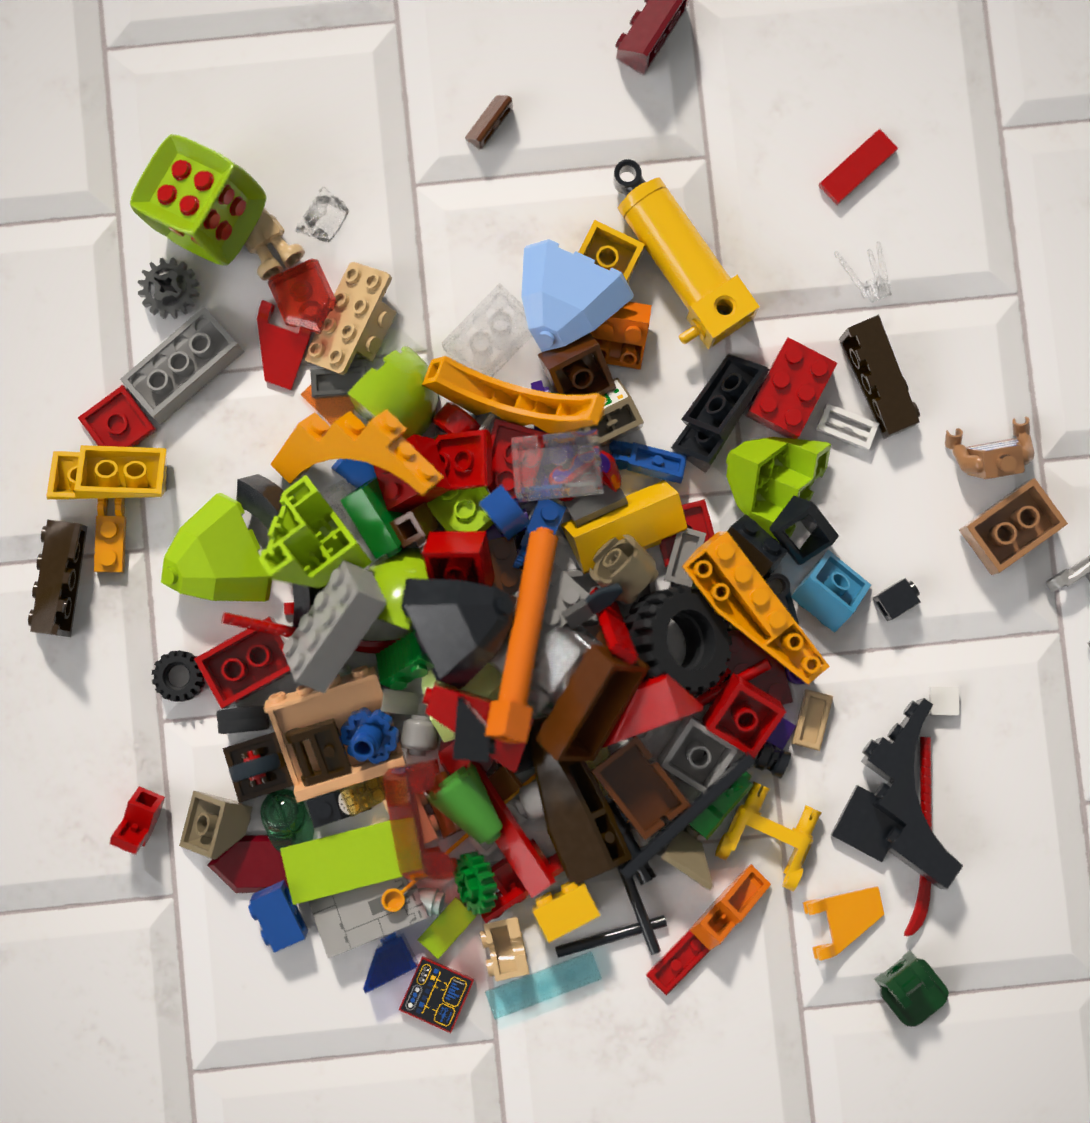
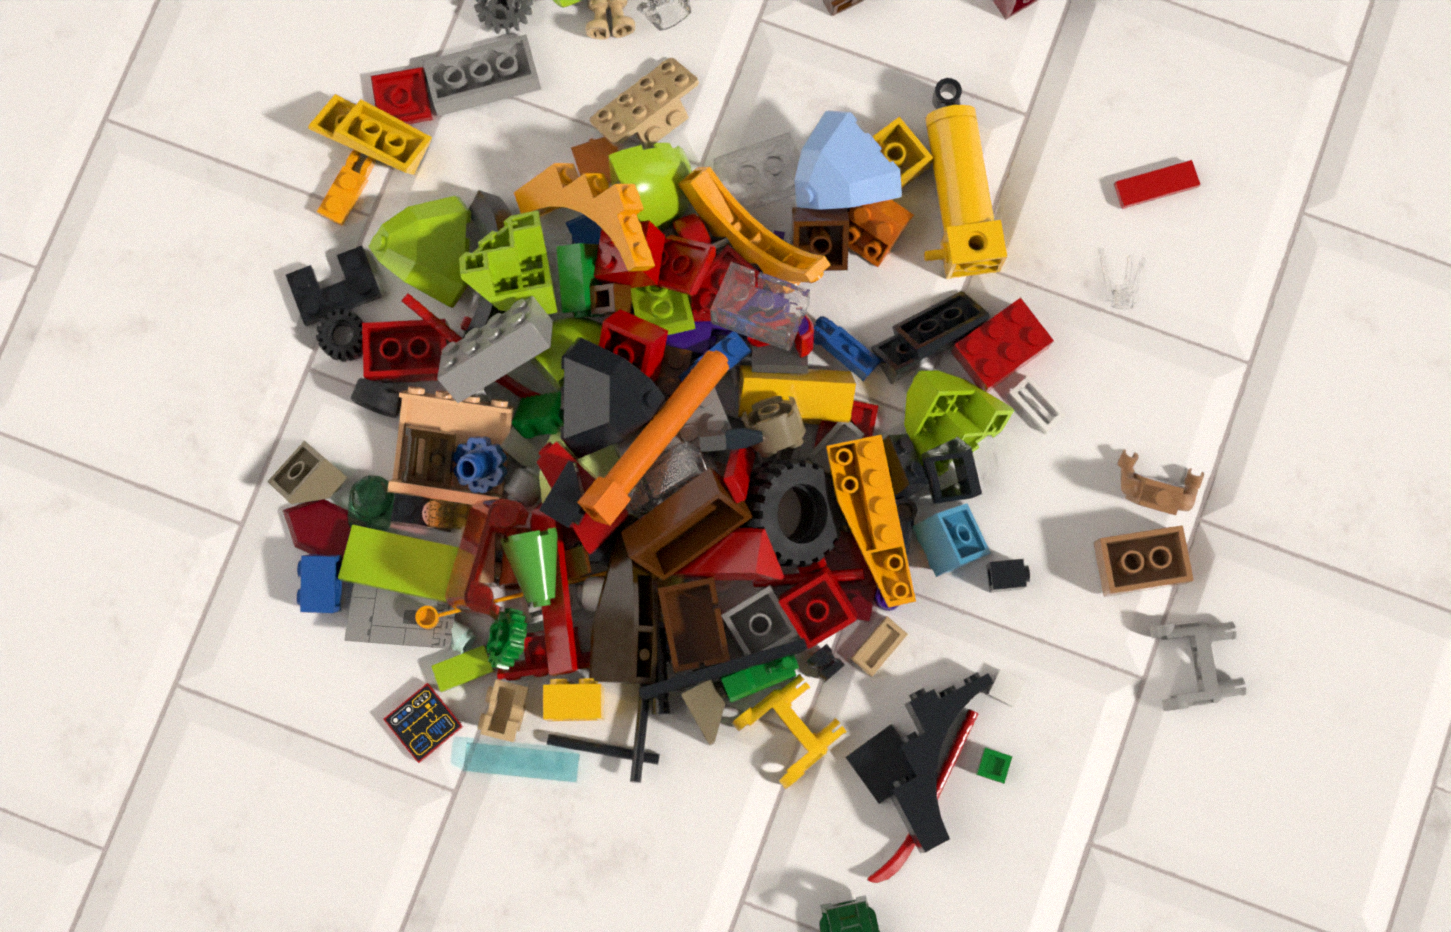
camera: 30 degrees right, 5 degrees down
(58, 578) = (283, 202): dark brown wedge -> none
(138, 821) = (244, 441): red brick -> none
(139, 657) = (355, 291): none -> black plate
(257, 767) = (368, 446): dark brown plate -> none
(280, 348) = (574, 101): red flag -> none
(303, 295) = (615, 64): clear red tile -> none
(331, 384) = (597, 148): dark grey tile -> none
(390, 961) = (397, 671): clear blue slope -> none
(504, 512) = (693, 324): blue brick -> none
(619, 416) = (833, 294): dark tan slope -> none
(677, 962) = (661, 798): red tile -> none
(730, 907) = (722, 775): orange slope -> none
(781, 734) = (843, 642): dark purple slope -> none
(847, 918) = (823, 839): light orange flag -> none
(879, 376) = (1087, 372): dark brown wedge -> none
(967, 777) = (994, 765): none -> green plate

